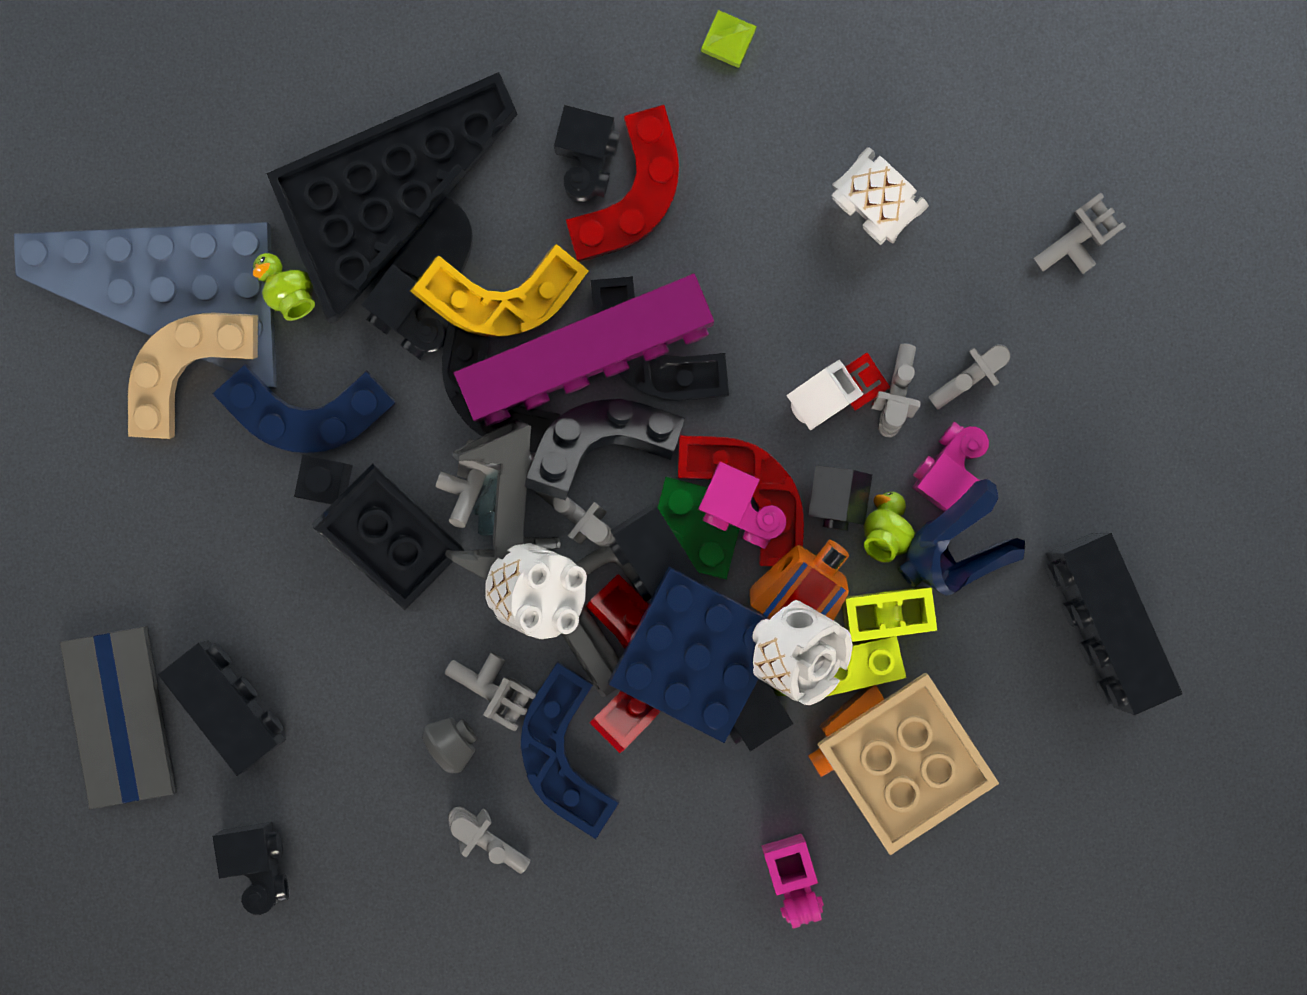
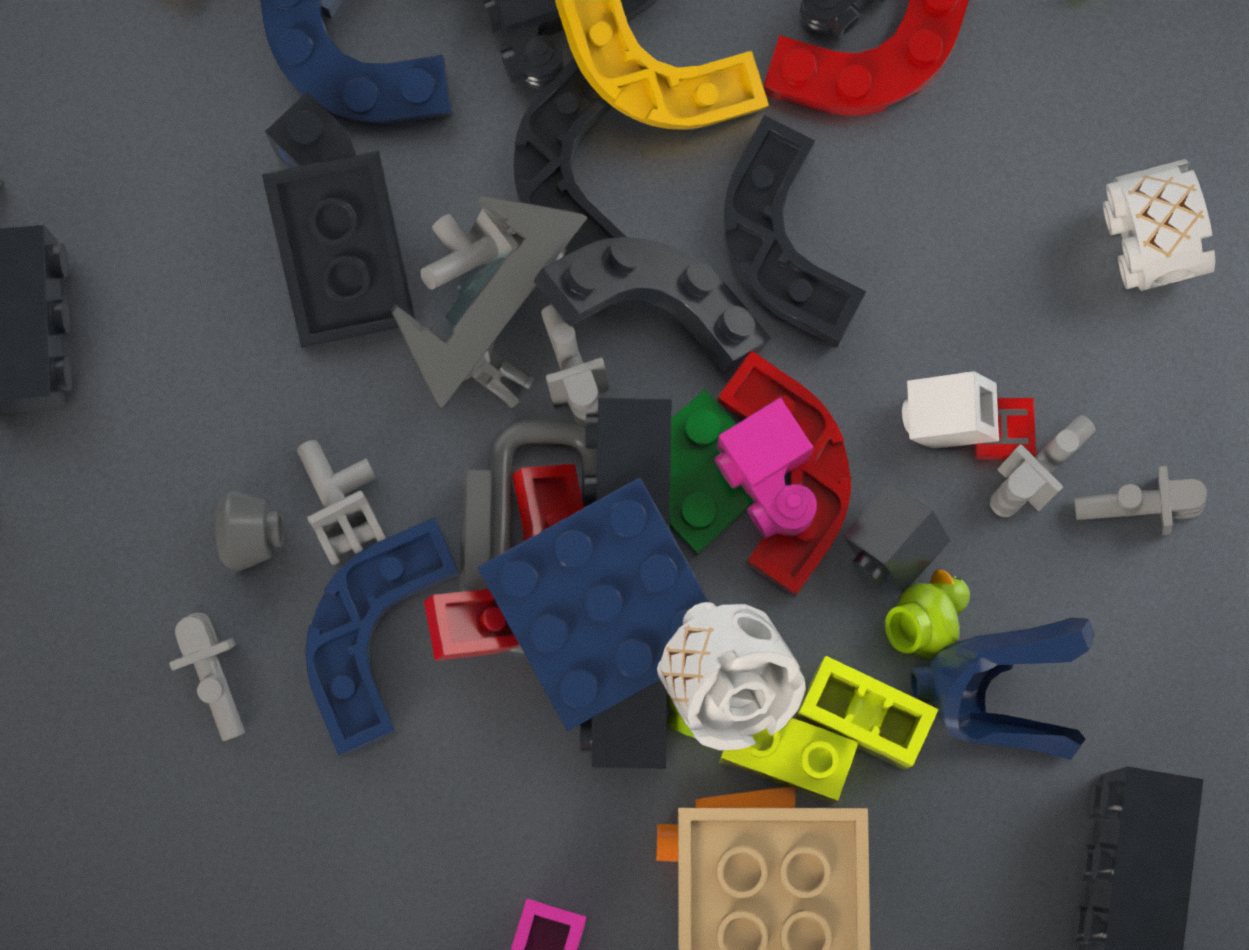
camera: 30 degrees right, 10 degrees down
(536, 591) = (466, 410): white brick -> none
(585, 349) = (706, 180): magenta brick -> none
(803, 578) = (795, 604): orange torso -> none
(945, 476) = (1041, 596): dark pink brick -> none

